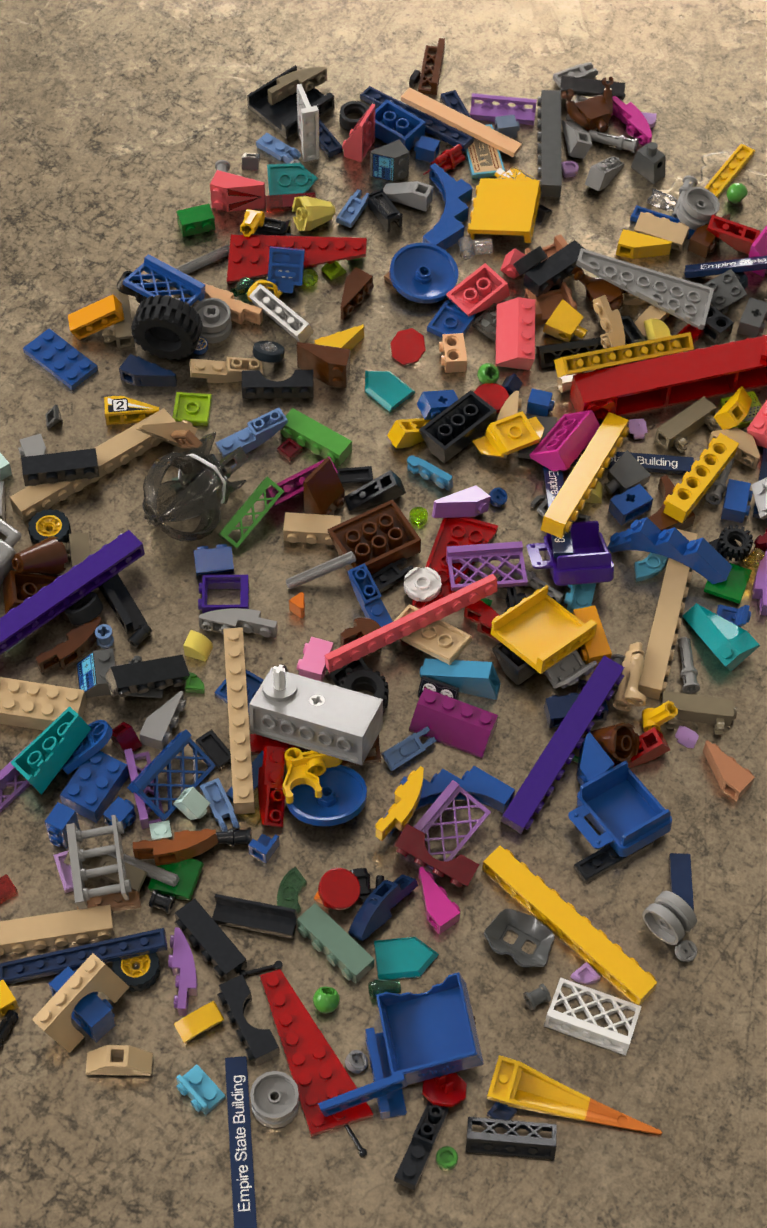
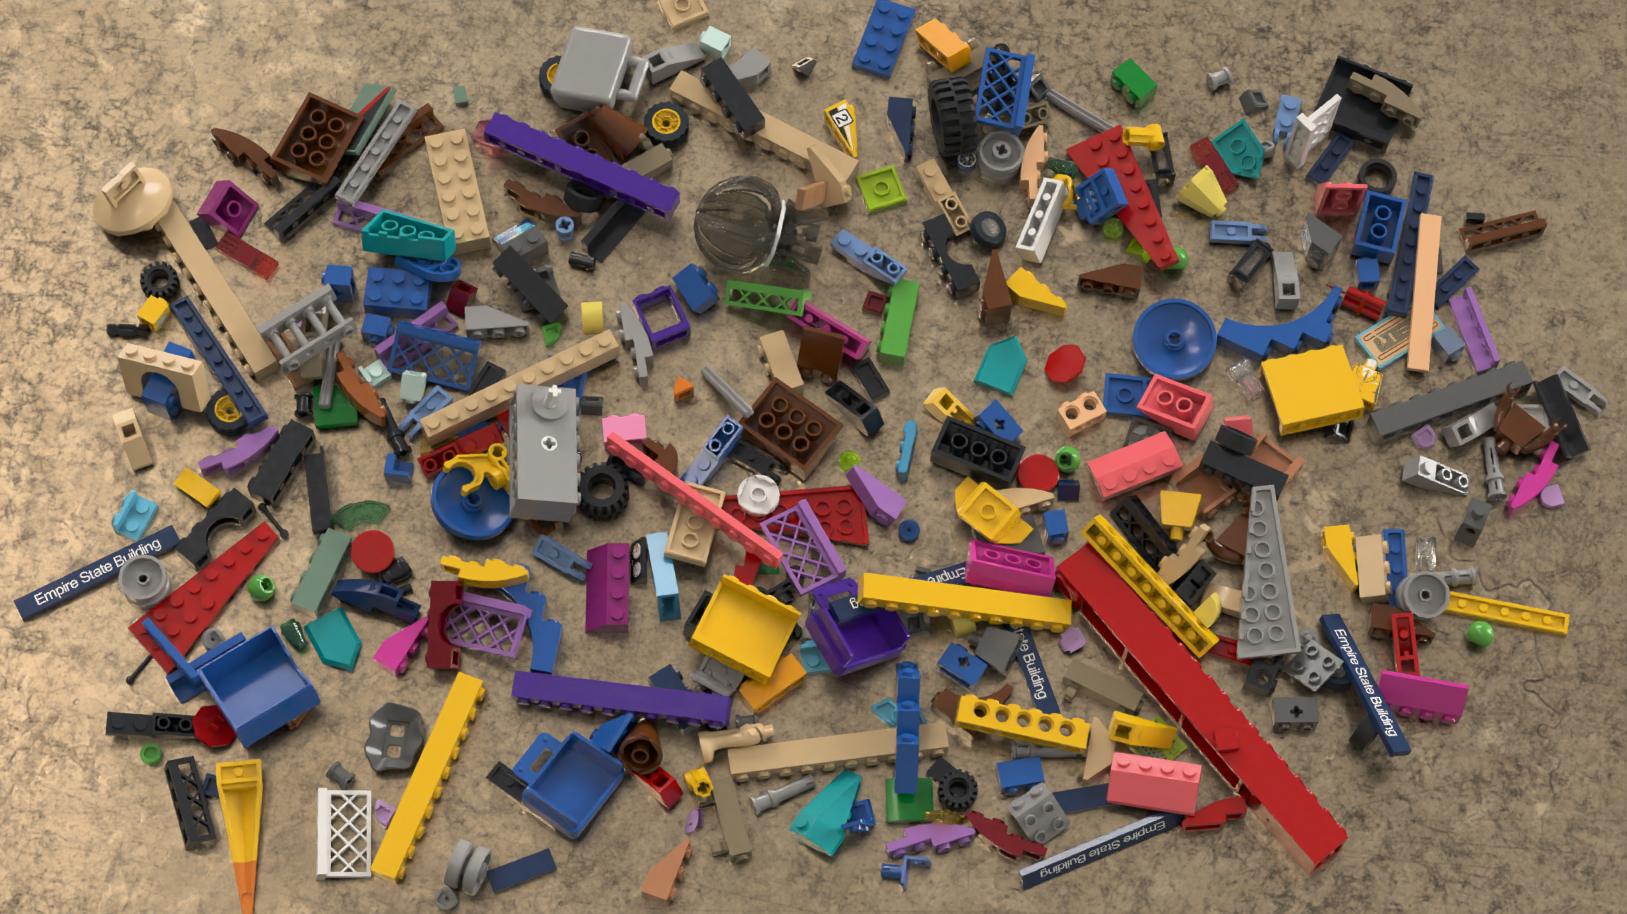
camera: 65 degrees right, 10 degrees up
(236, 192) = (1184, 102): coral slope -> none

